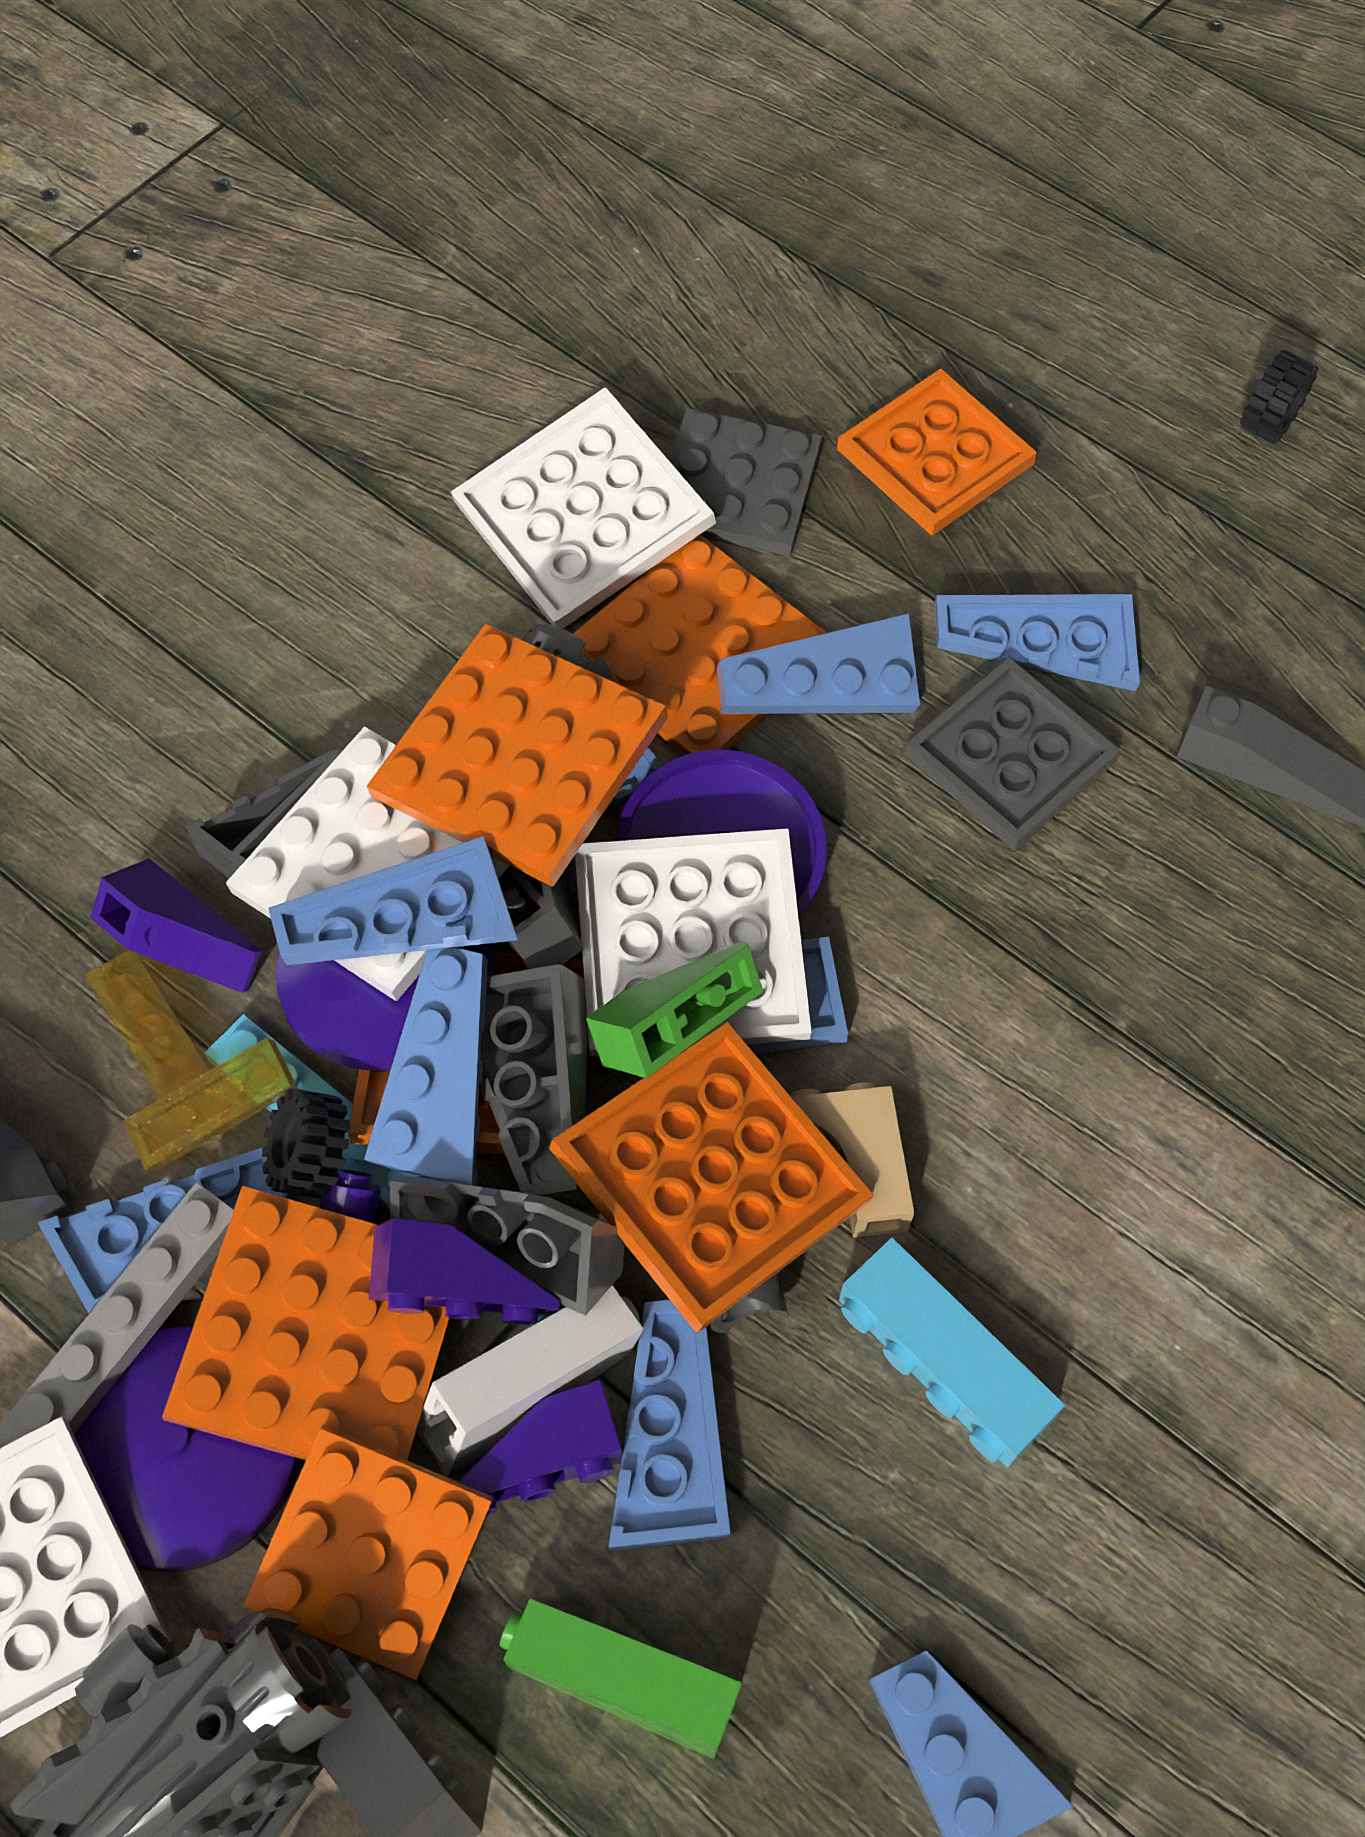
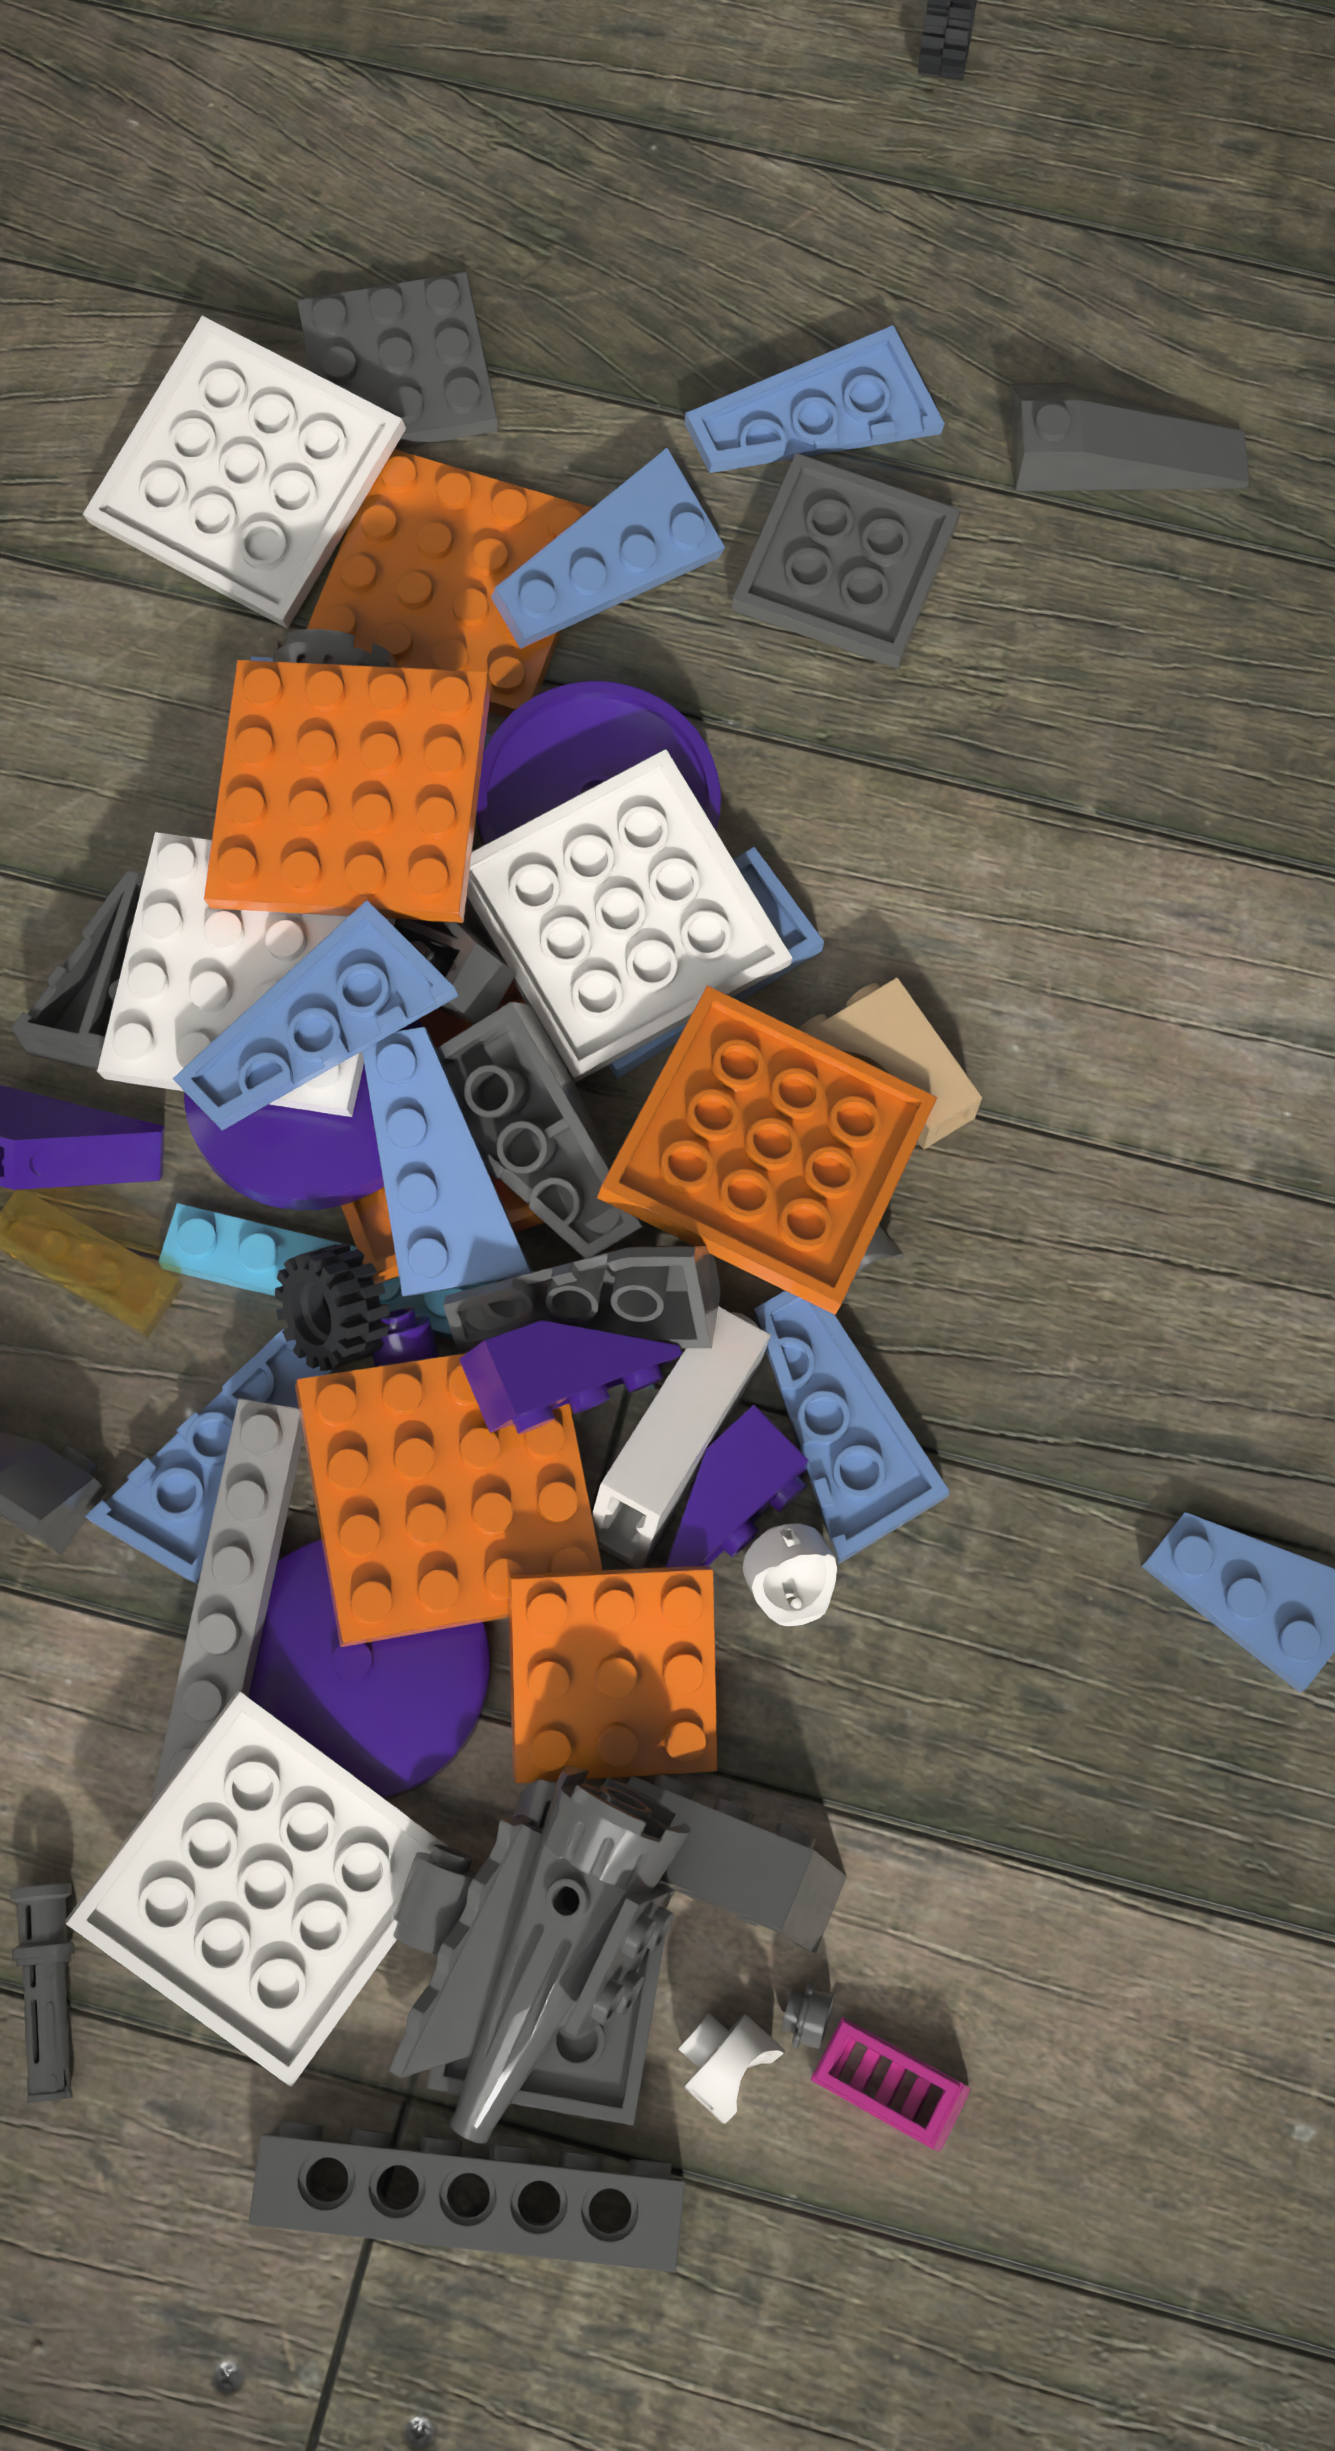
camera: 25 degrees left, 10 degrees up
(209, 1105) = (200, 1313): clear yellow plate -> none
(565, 1530) = (787, 1564): none -> white piece
(621, 1676) = (918, 1671): bright green slope -> none
(672, 1011) = (646, 1000): bright green slope -> none
(936, 451) = (601, 239): orange plate -> none
(948, 1353) = (1076, 1221): medium azure brick -> none

